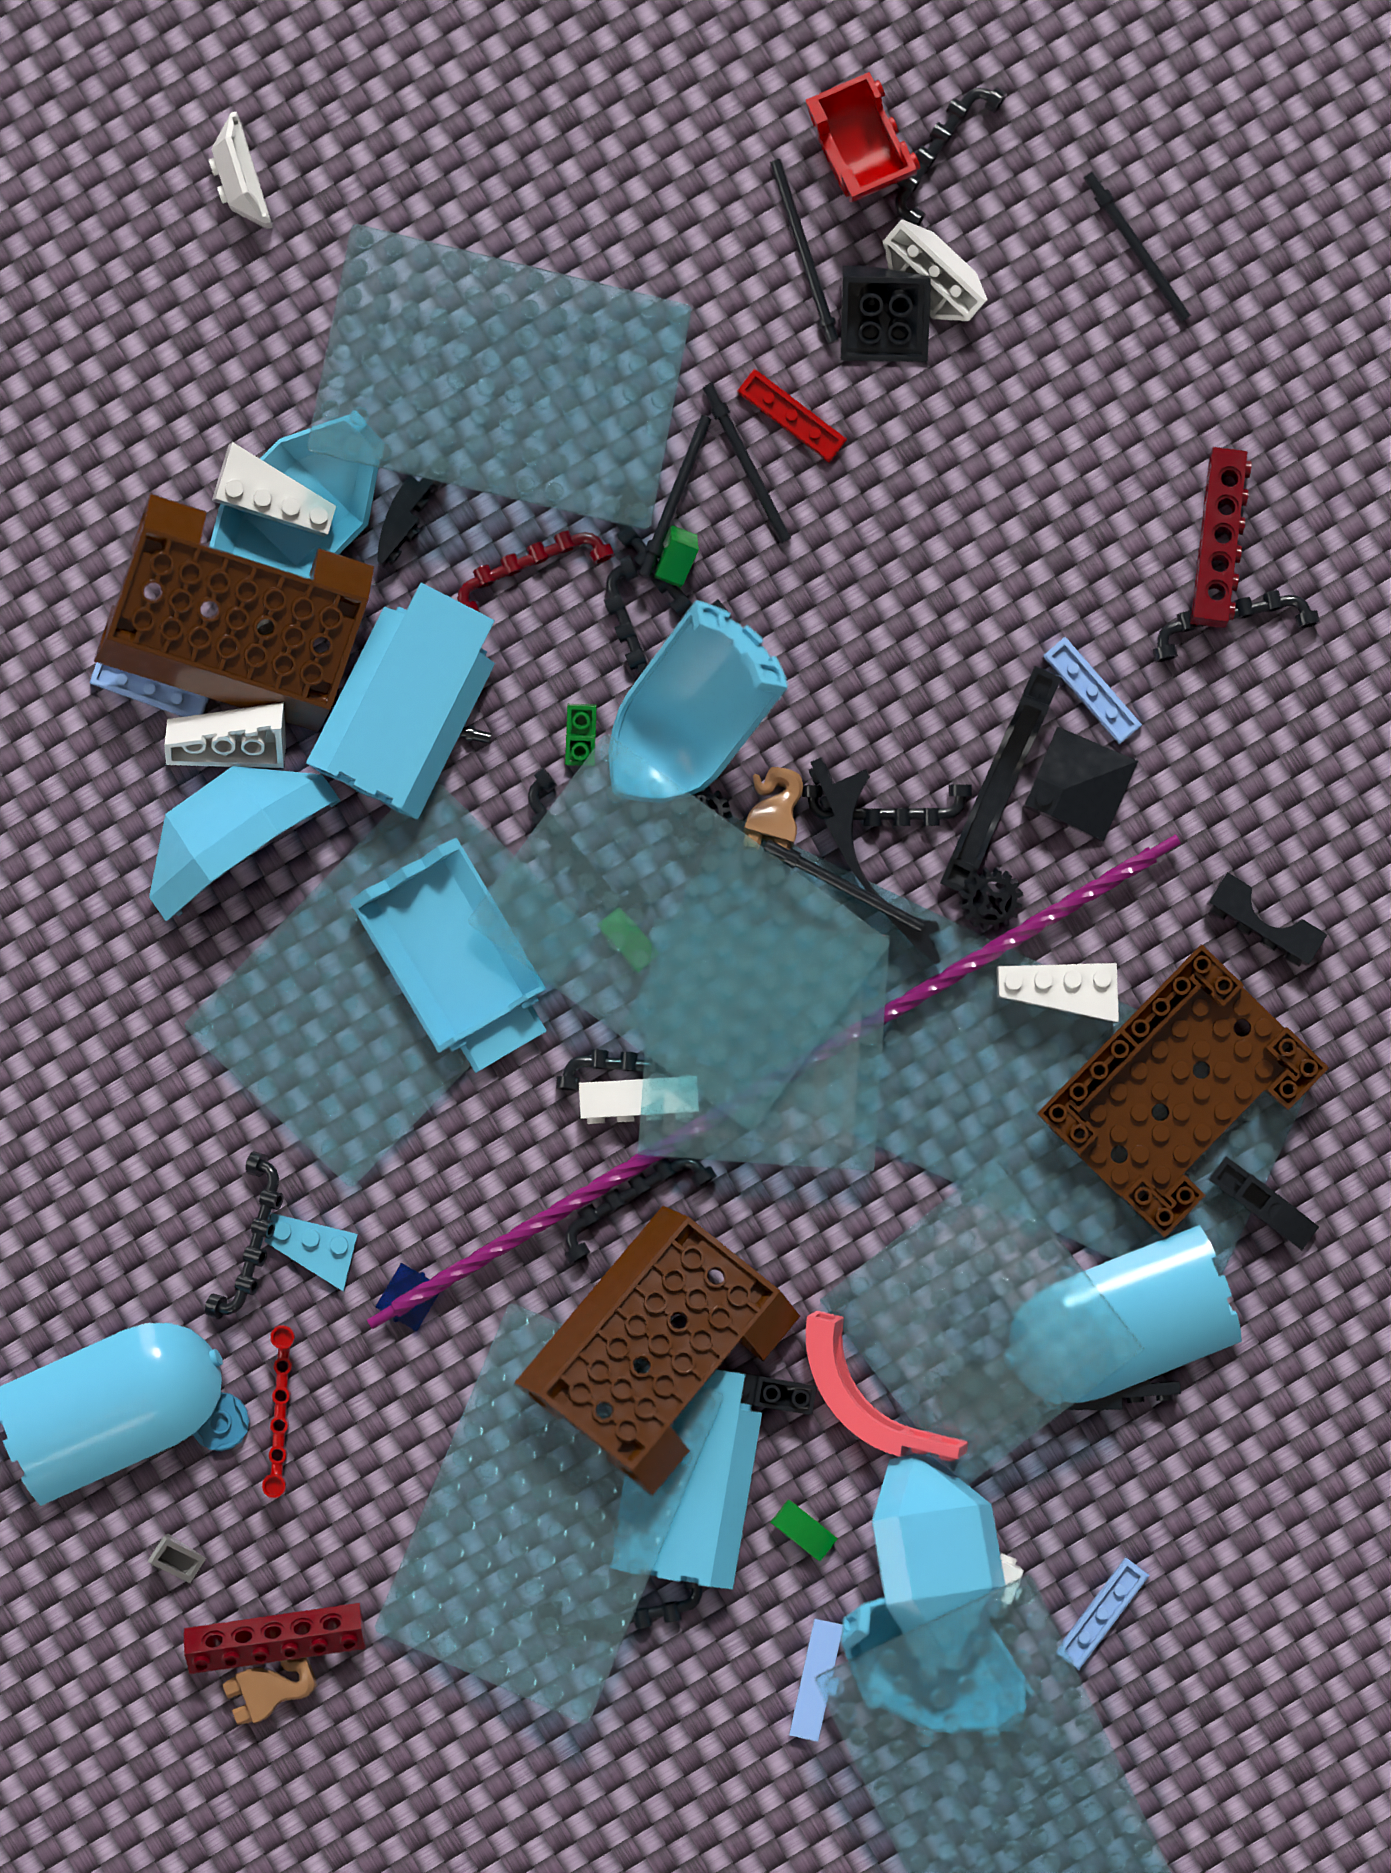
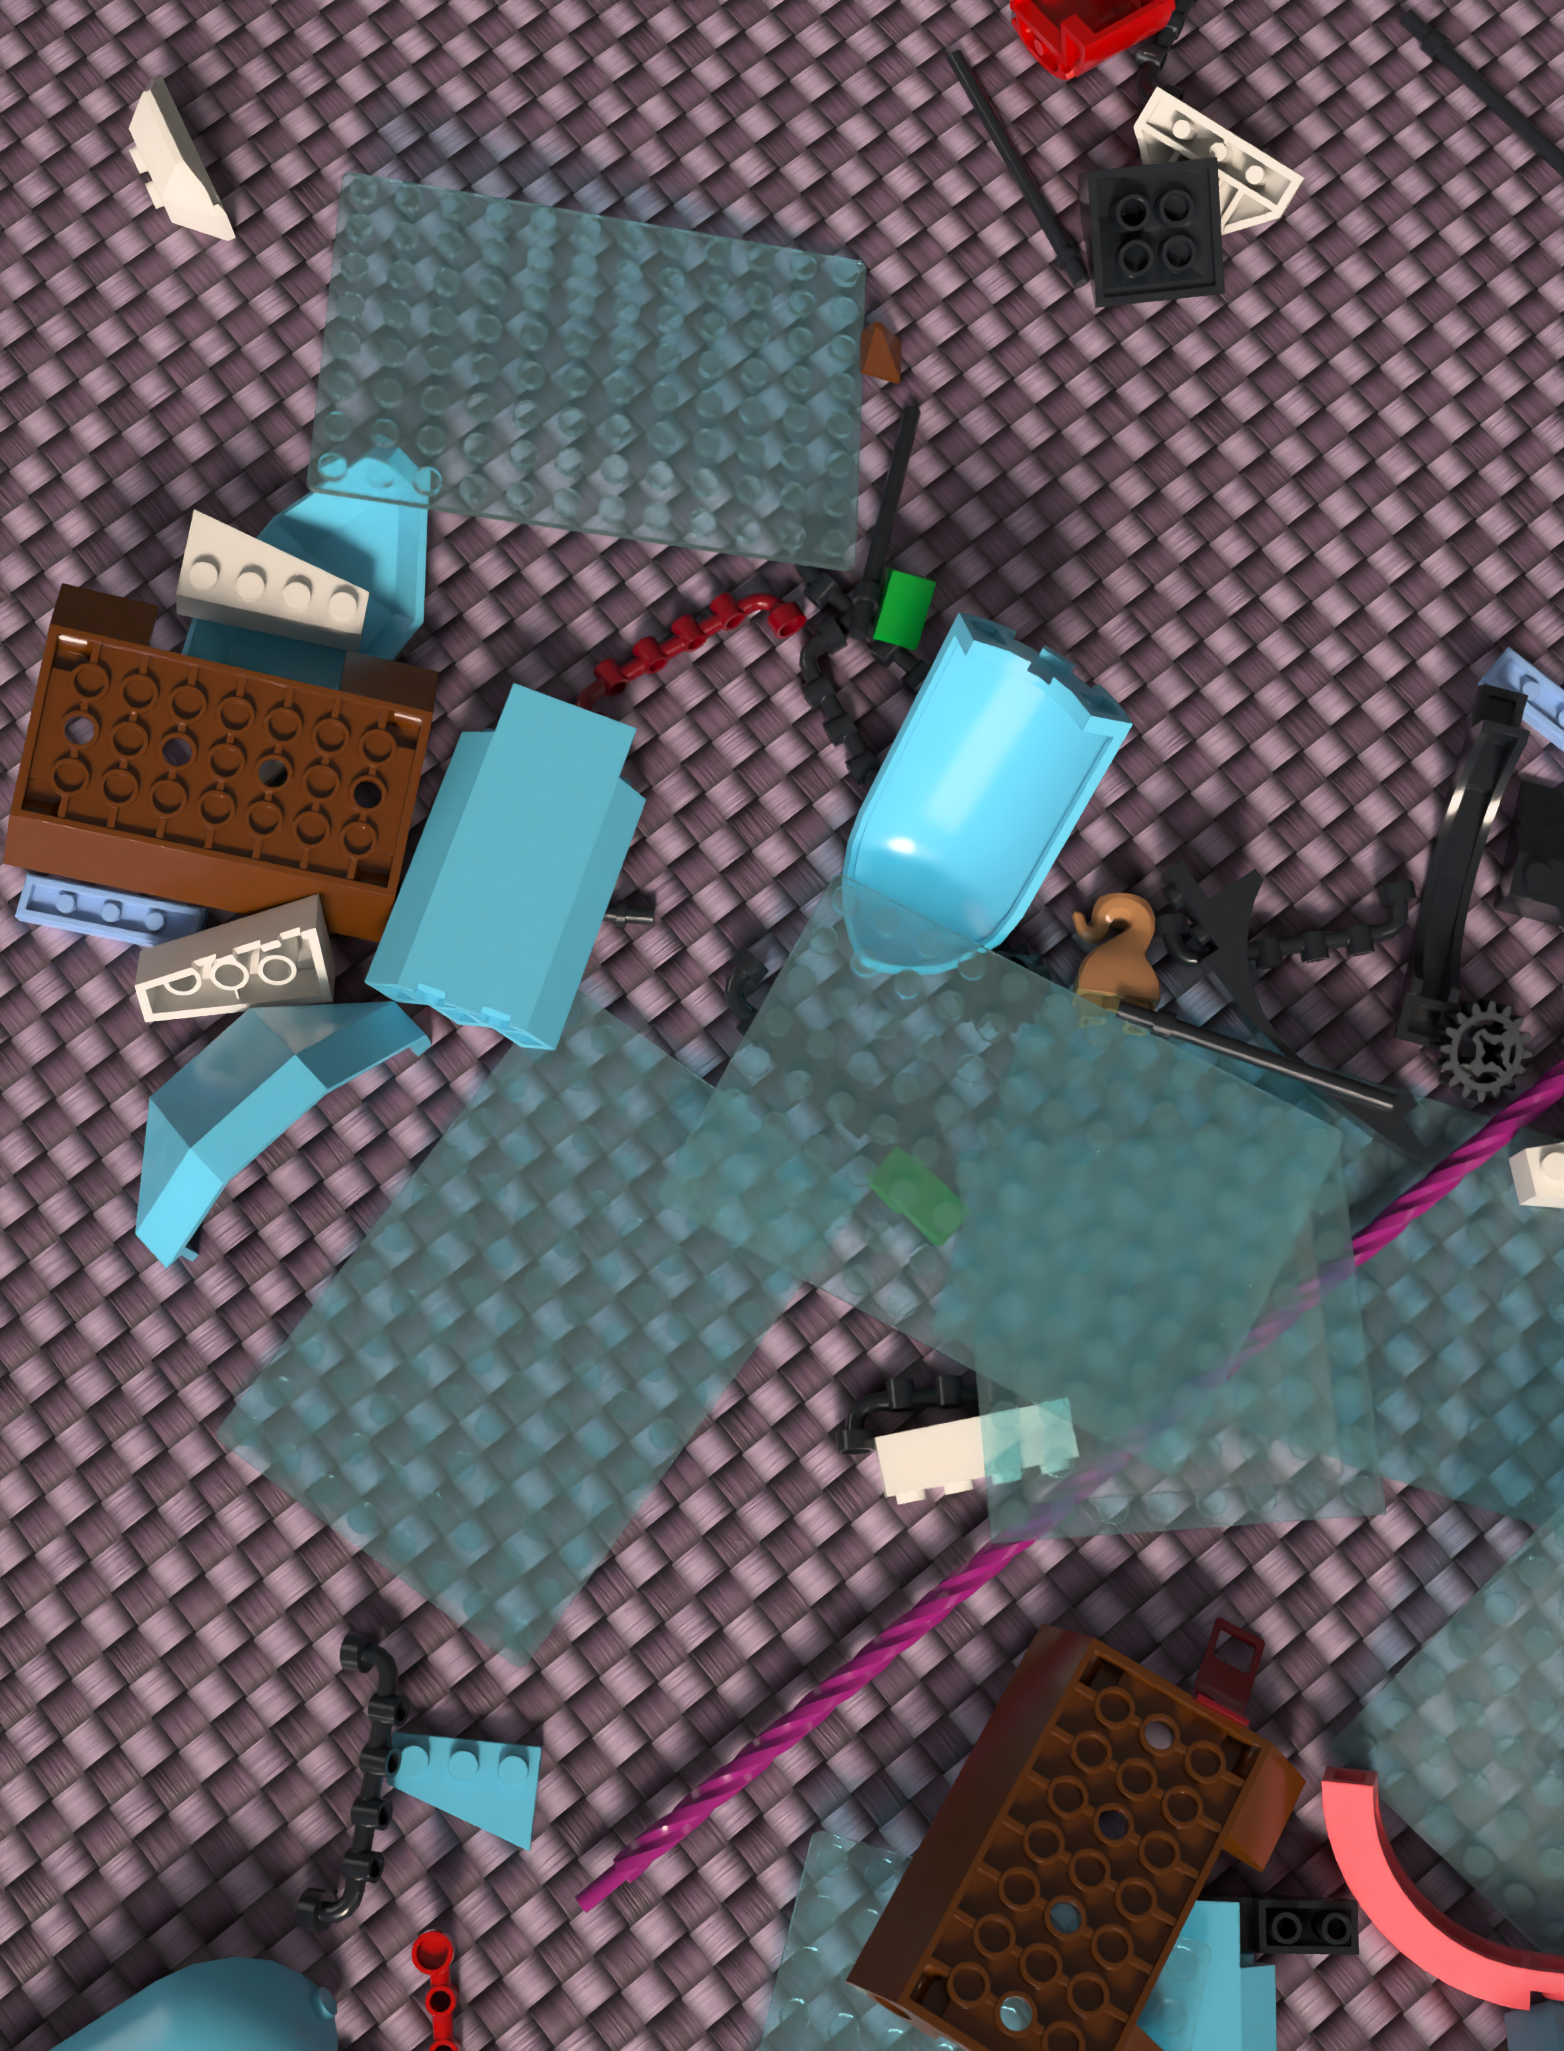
camera: 10 degrees left, 10 degrees down
(399, 521) = (473, 608): black slope -> none
(403, 1281) = (628, 1819): clear blue piece -> none
(450, 973) = (639, 1287): medium azure panel -> none
(580, 732) = (792, 888): green slope -> none
(638, 1186) = (962, 1625): black bar -> none
(690, 376) = (880, 353): none -> reddish brown slope
(721, 412) = (934, 401): black bar -> none
(760, 1255) = (1222, 1685): none -> dark red piece
(791, 415) = (1038, 392): red tile -> none

